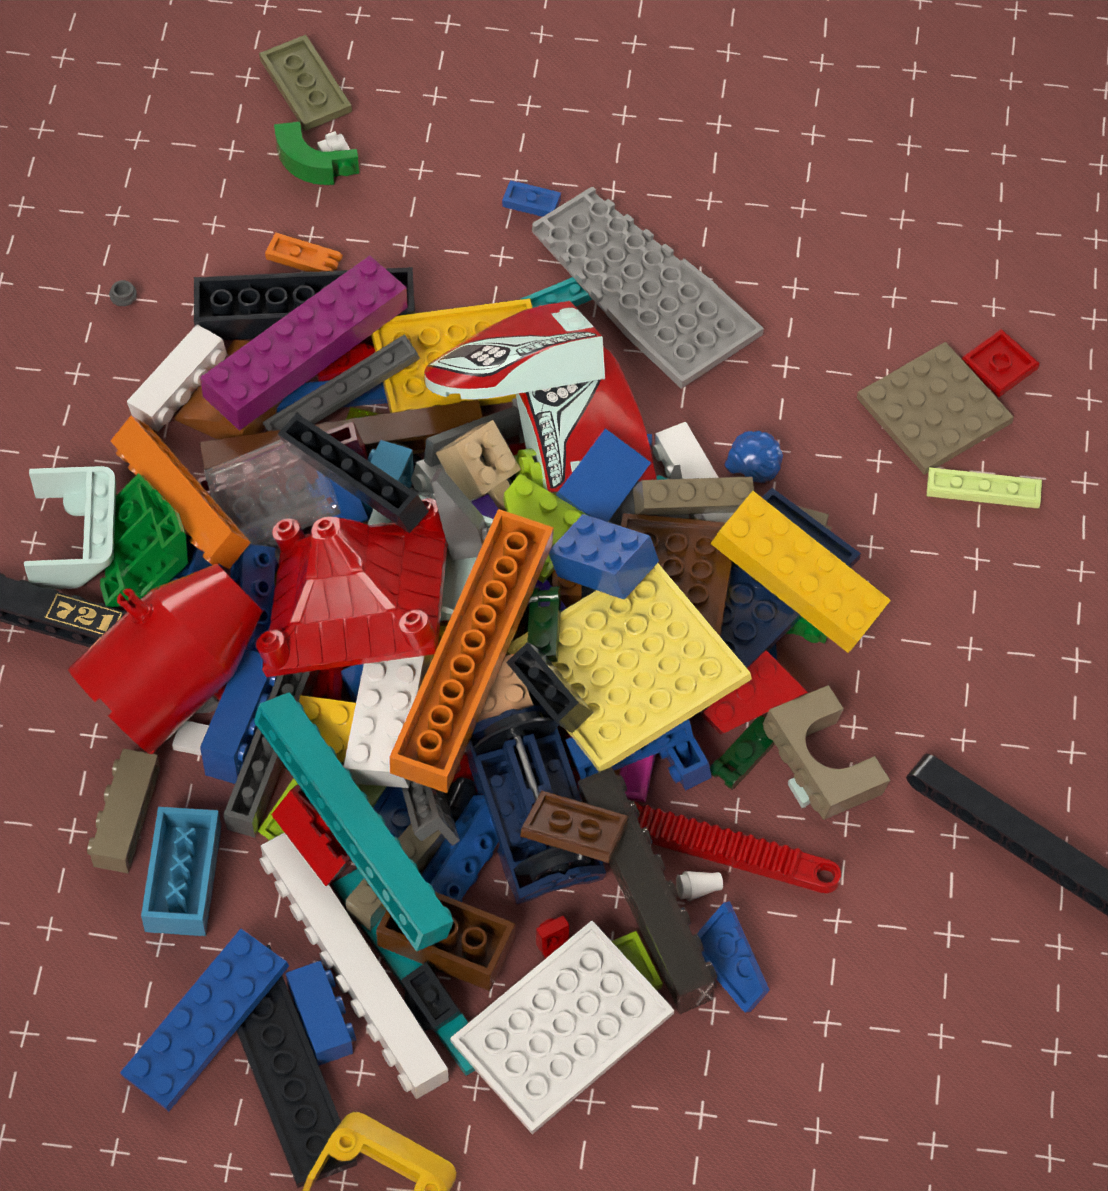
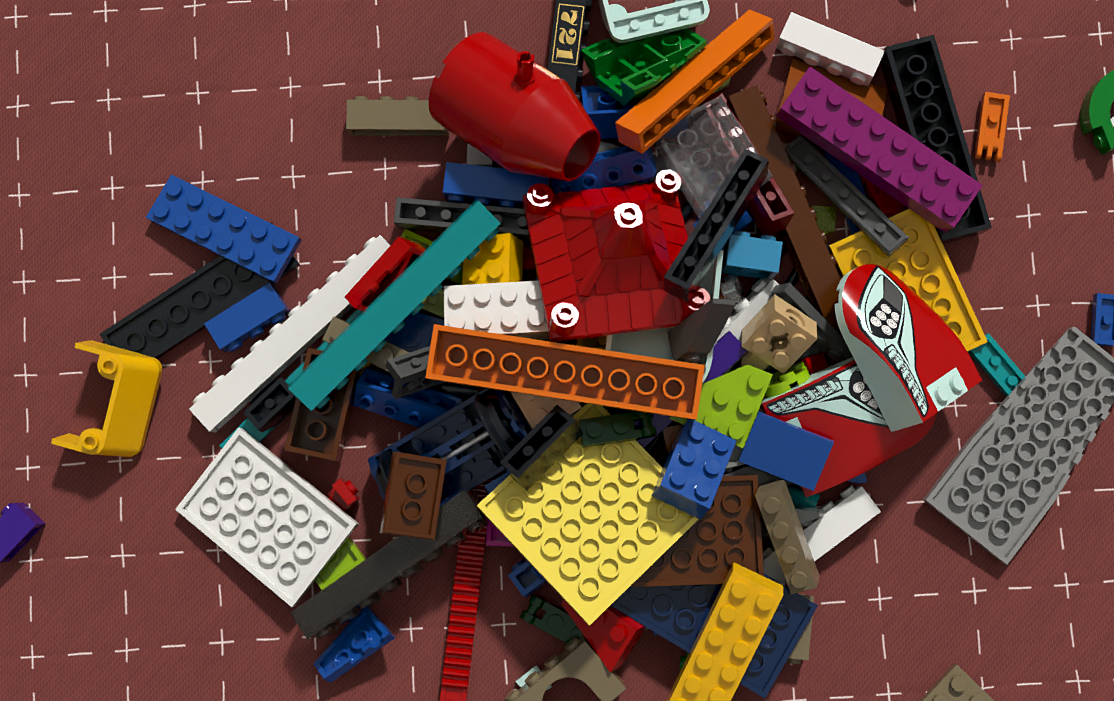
camera: 80 degrees right, 25 degrees up
(181, 871) = (347, 176): dark azure brick -> none
(697, 884) = (421, 604): white cone -> none
(755, 456) = (860, 580): blue hair -> none

